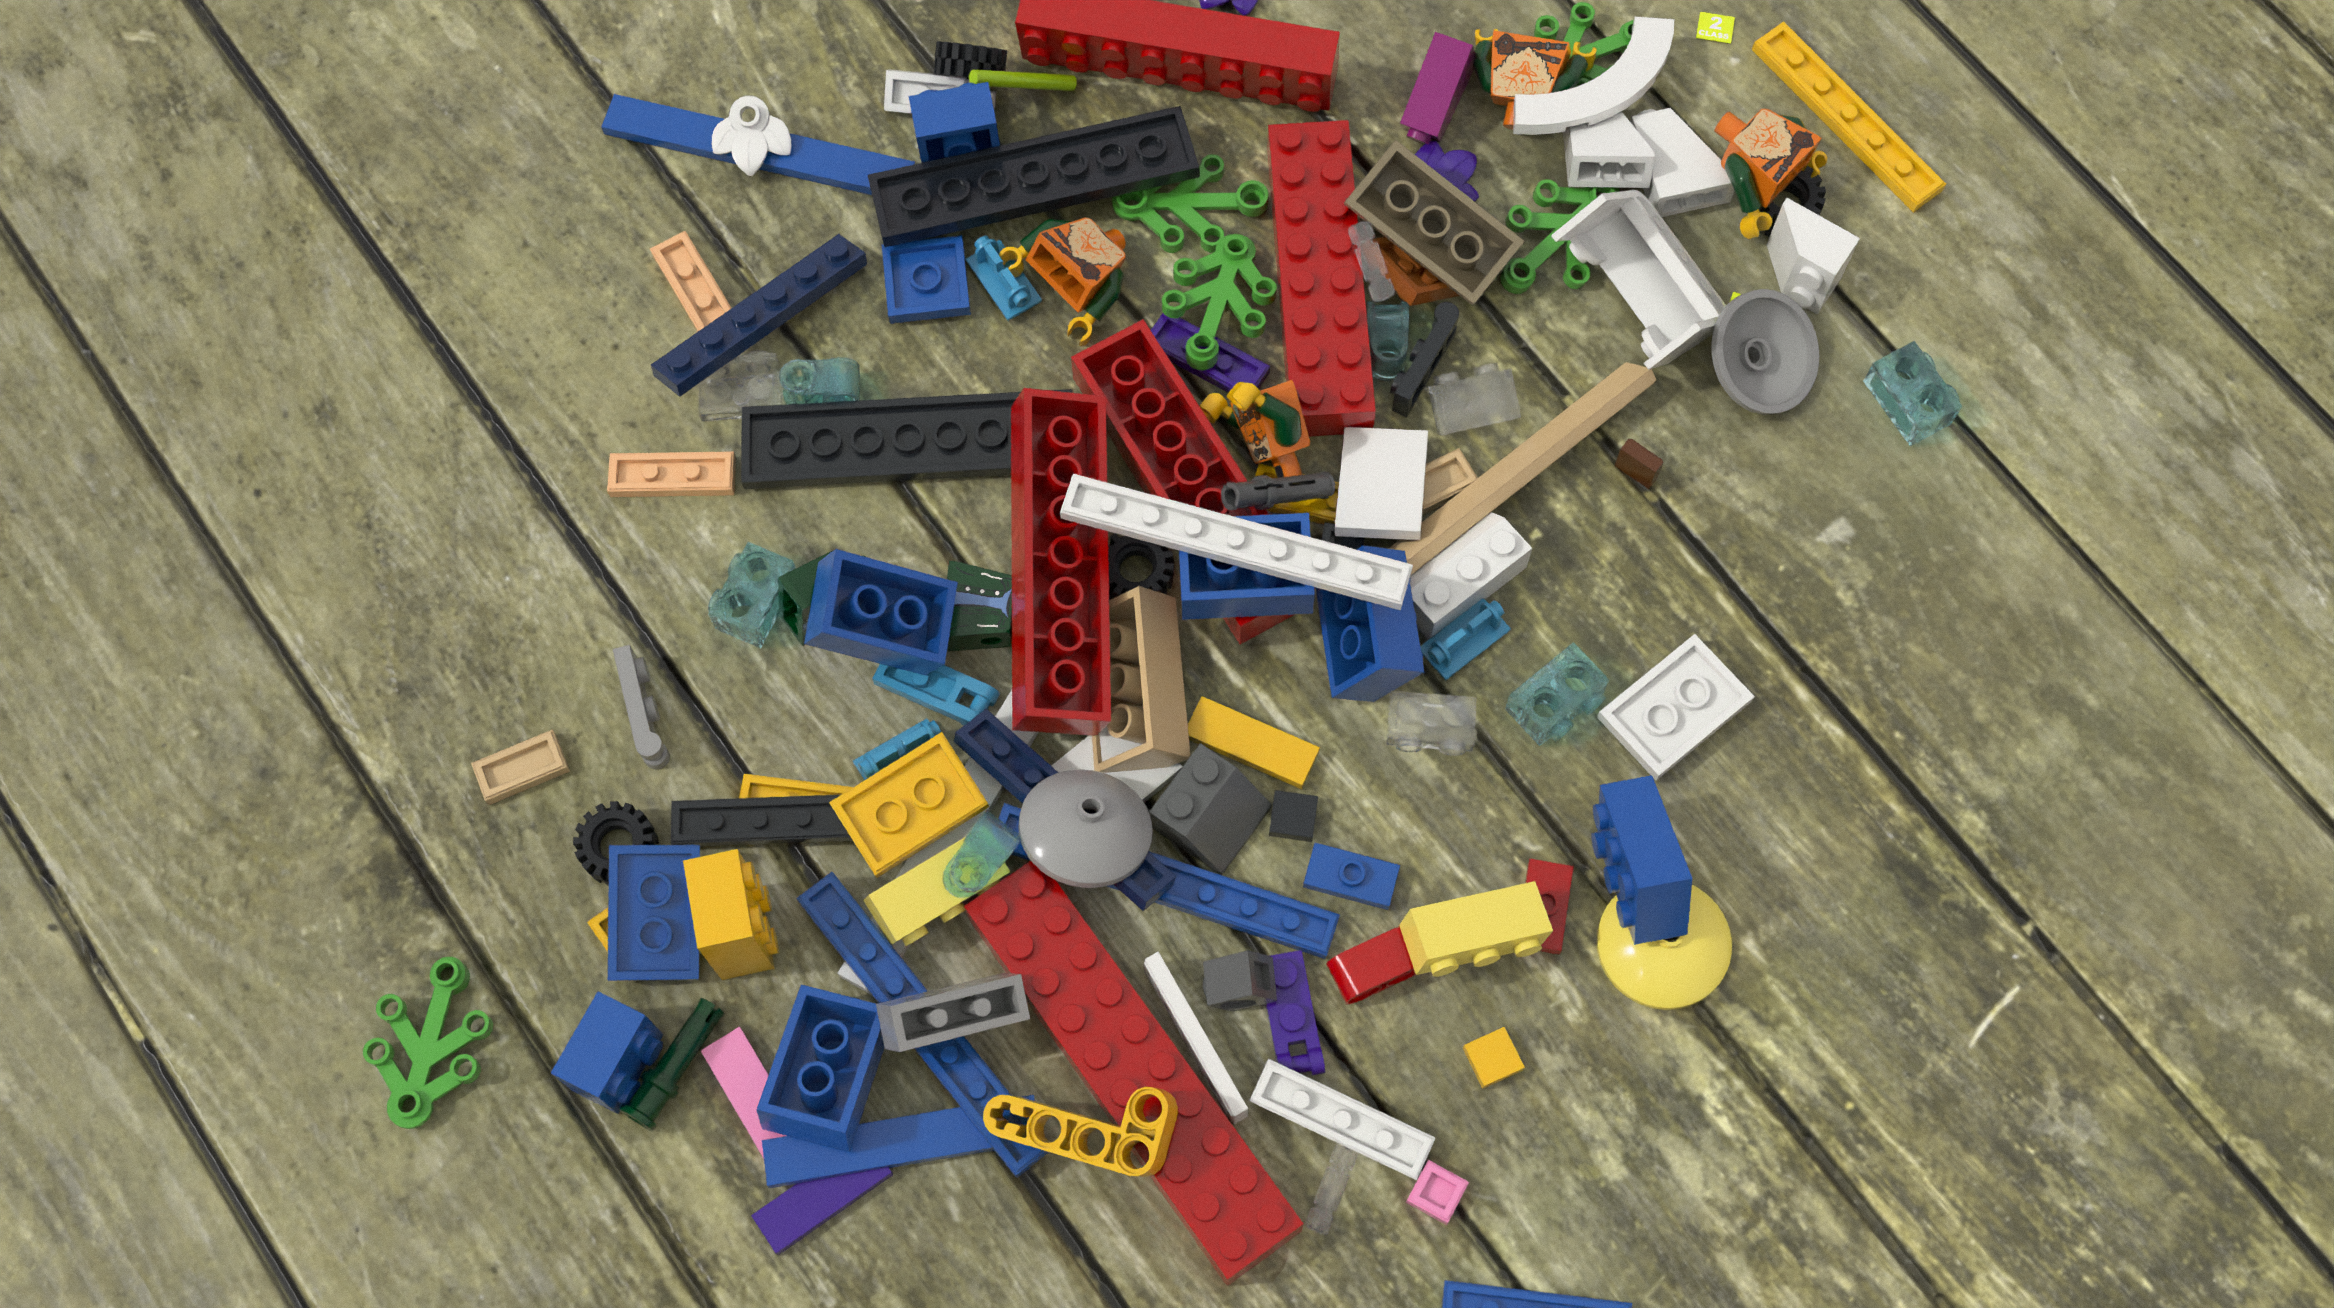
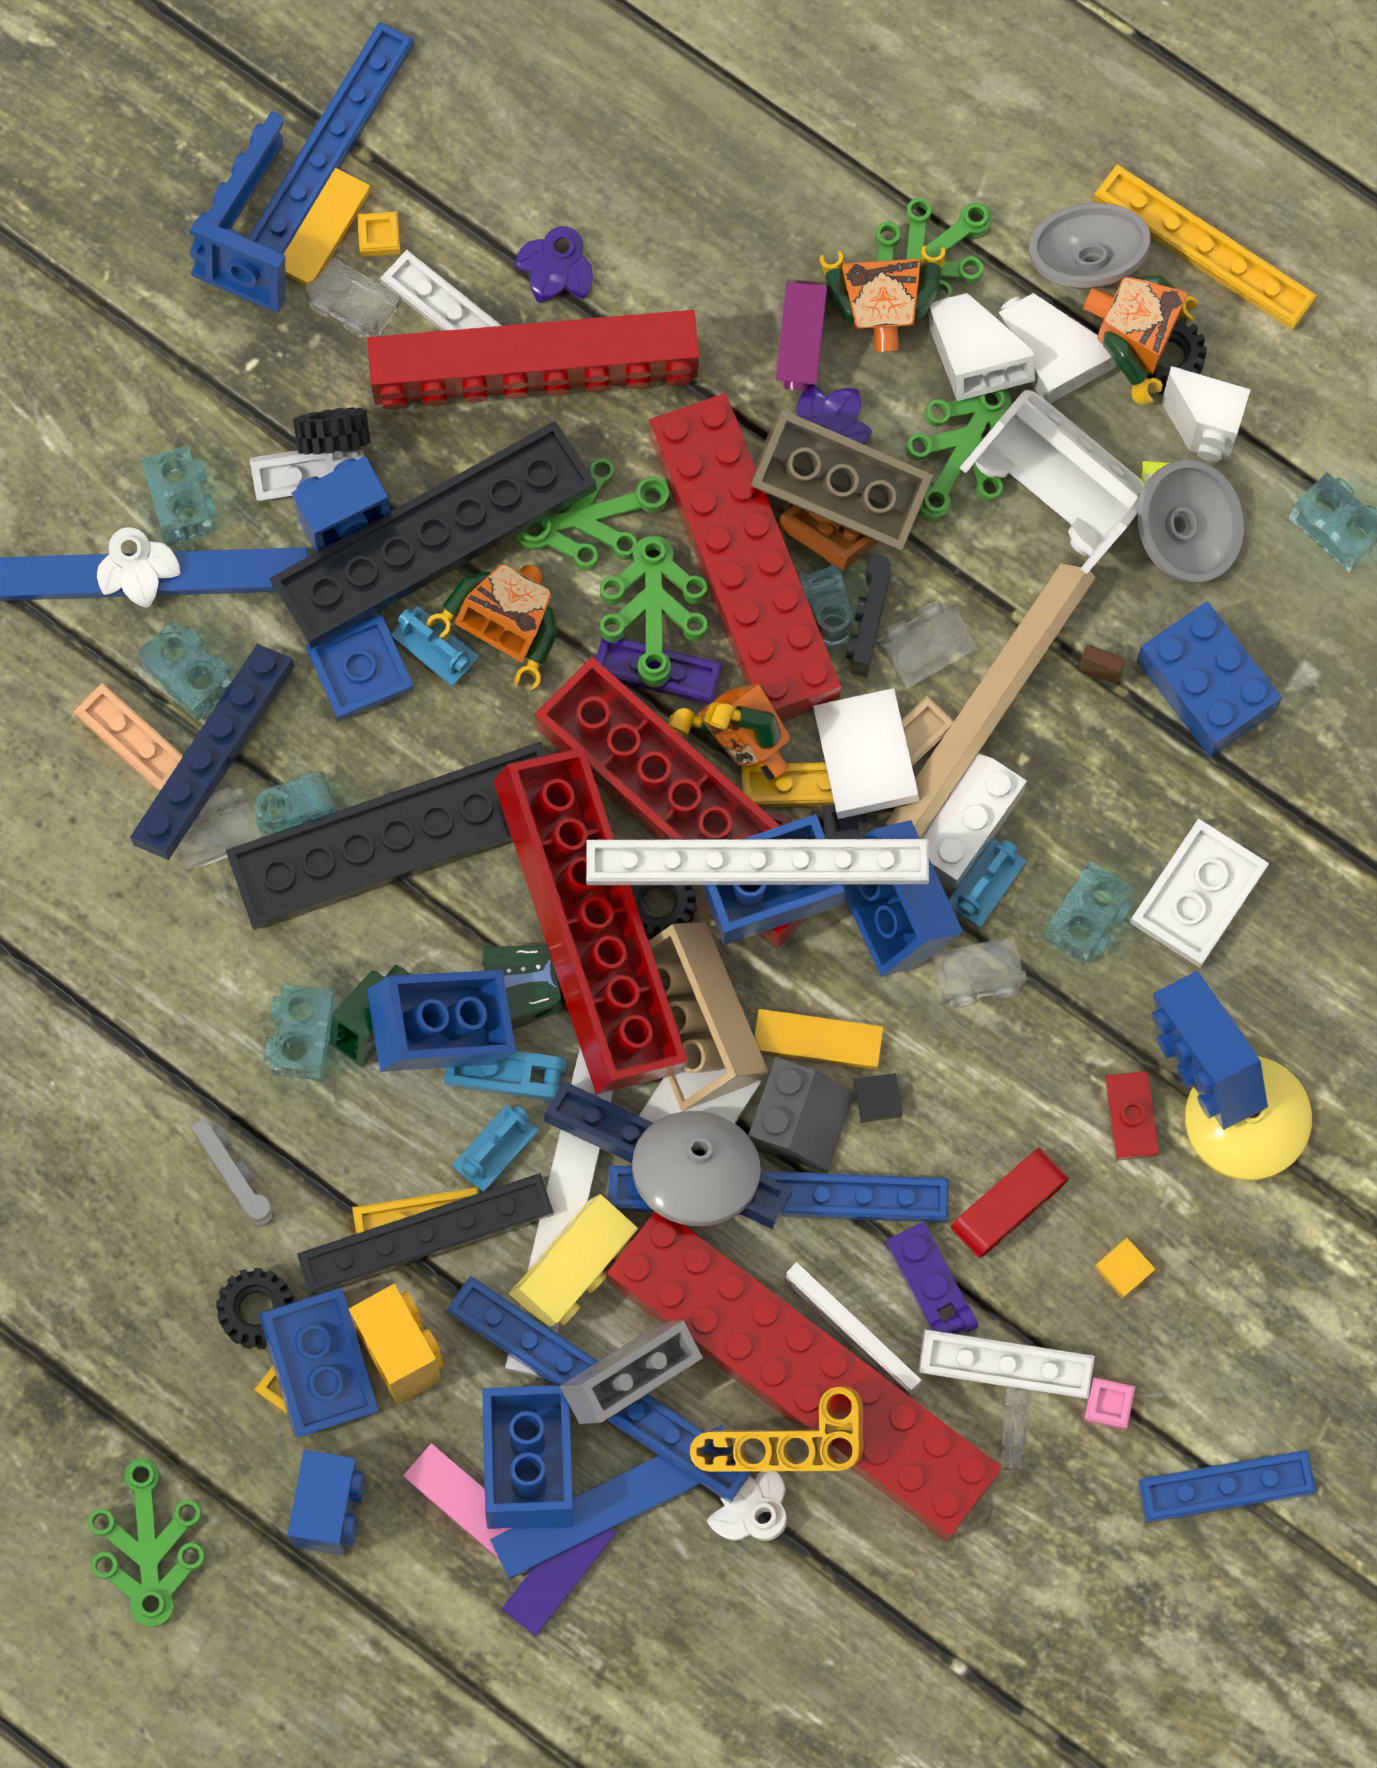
camera: 20 degrees left, 5 degrees up
(520, 767) = (135, 1262): tan tile -> none
(660, 1083) = (377, 1514): dark green pin -> none
(671, 474) = (177, 934): light nougat tile -> none
(761, 239) = (179, 675): none -> clear light blue brick
(810, 86) = (174, 496): none -> clear light blue brick
(909, 804) = (523, 1192): yellow tile -> none
(982, 850) = (612, 1216): clear light blue piece -> none
(1024, 80) = (391, 435): lime bar -> none
(1044, 1179) = (756, 1496): none -> white plate
(1239, 981) = (877, 1267): dark grey brick -> none
(1264, 491) = (763, 799): dark grey pin -> none
(1351, 876) = (948, 1139): blue plate -> none
(1371, 261) = (793, 536): clear axle -> none
(1476, 929) = (1078, 1158): light yellow brick -> none
(1605, 94) = (971, 295): white tile -> none
(1715, 27) = (1051, 185): neon yellow sticker -> none
(1737, 81) = (1090, 245): none -> light grey dish
(1742, 505) = (1208, 679): none -> blue brick

